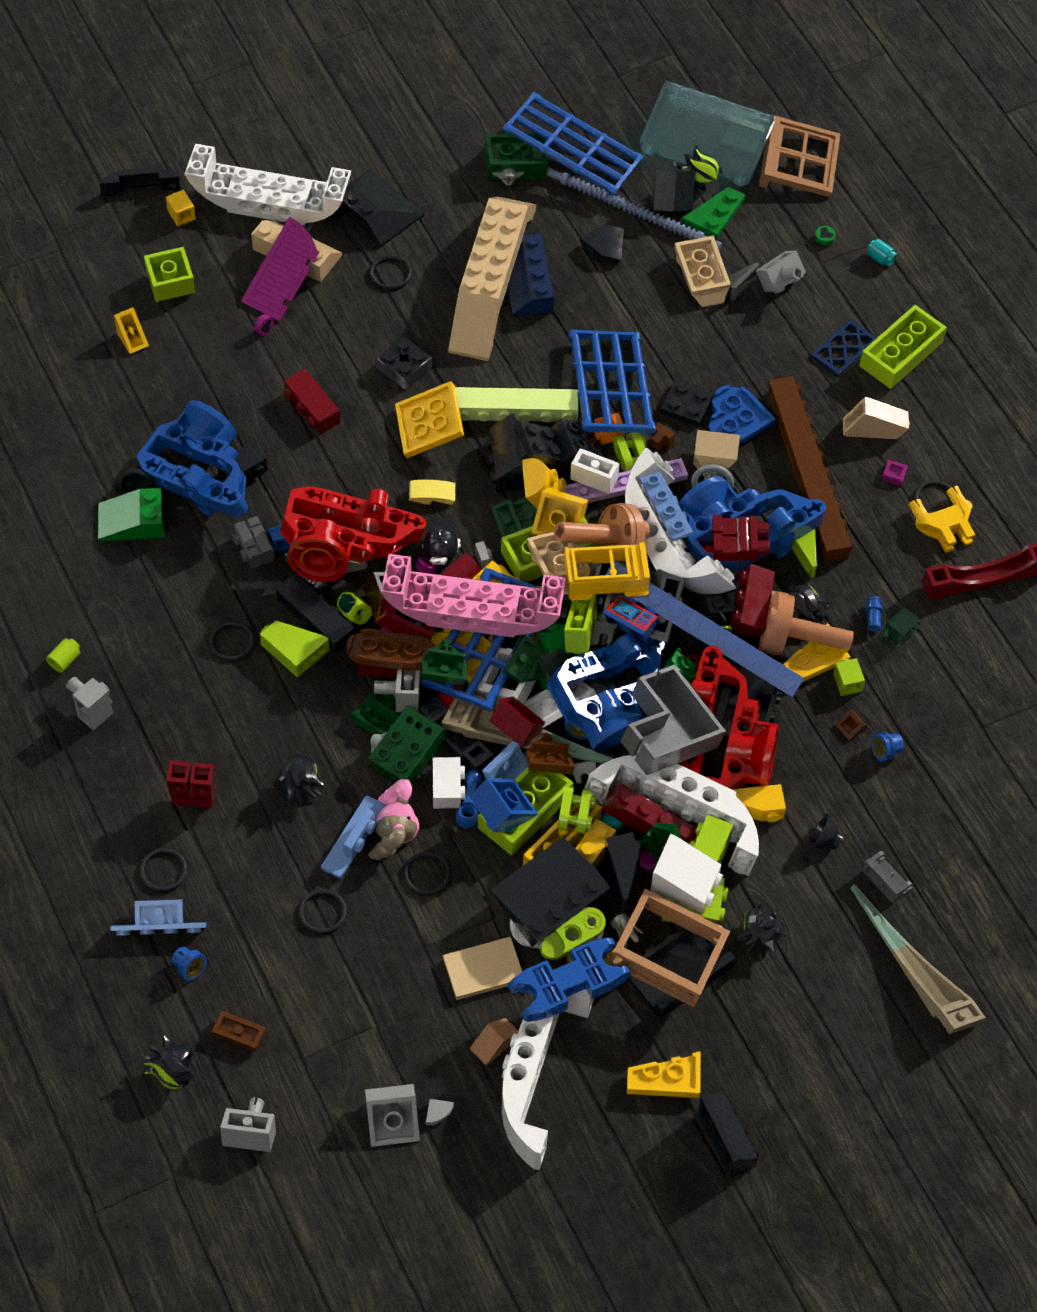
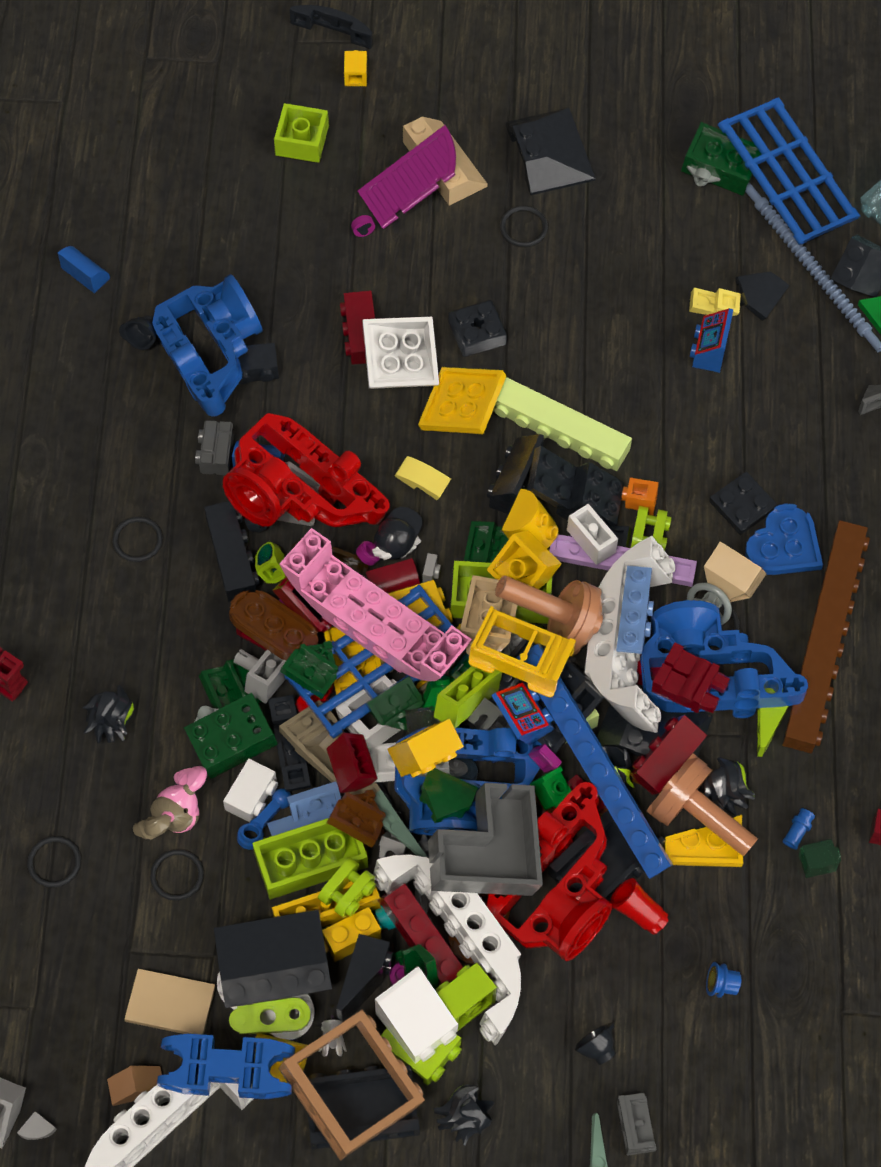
camera: 30 degrees right, 5 degrees up
(53, 455) = (82, 268): none -> blue brick
(130, 330) = (230, 174): yellow slope -> none
(132, 516) = (120, 366): green slope -> none
(265, 193) = (441, 85): white slope -> none
(293, 646) = (189, 574): lime slope -> none
(353, 837) = (127, 800): medium blue bracket -> none
(359, 404) = (400, 352): none -> white slope
(488, 276) = (615, 270): tan slope -> none
(502, 804) = (279, 845): blue slope -> none
(530, 280) = (658, 292): dark blue slope -> none
(576, 266) = (709, 302): none -> light yellow slope
(581, 672) = (426, 749): none -> yellow brick
(593, 292) = (711, 340): none -> blue slope
(603, 394) = (675, 466): blue door -> none
(612, 703) = (446, 795): none -> dark green slope
(662, 438) = (689, 530): reddish brown tile -> none
(662, 647) = (544, 758): none -> magenta tile
(703, 270) = (844, 368): tan slope -> none
(763, 802) = (549, 973): yellow slope -> none
(796, 721) = (639, 906): none -> red plant
(848, 676) = (728, 884): lime brick -> none
(851, 725) = (701, 938): reddish brown slope -> none

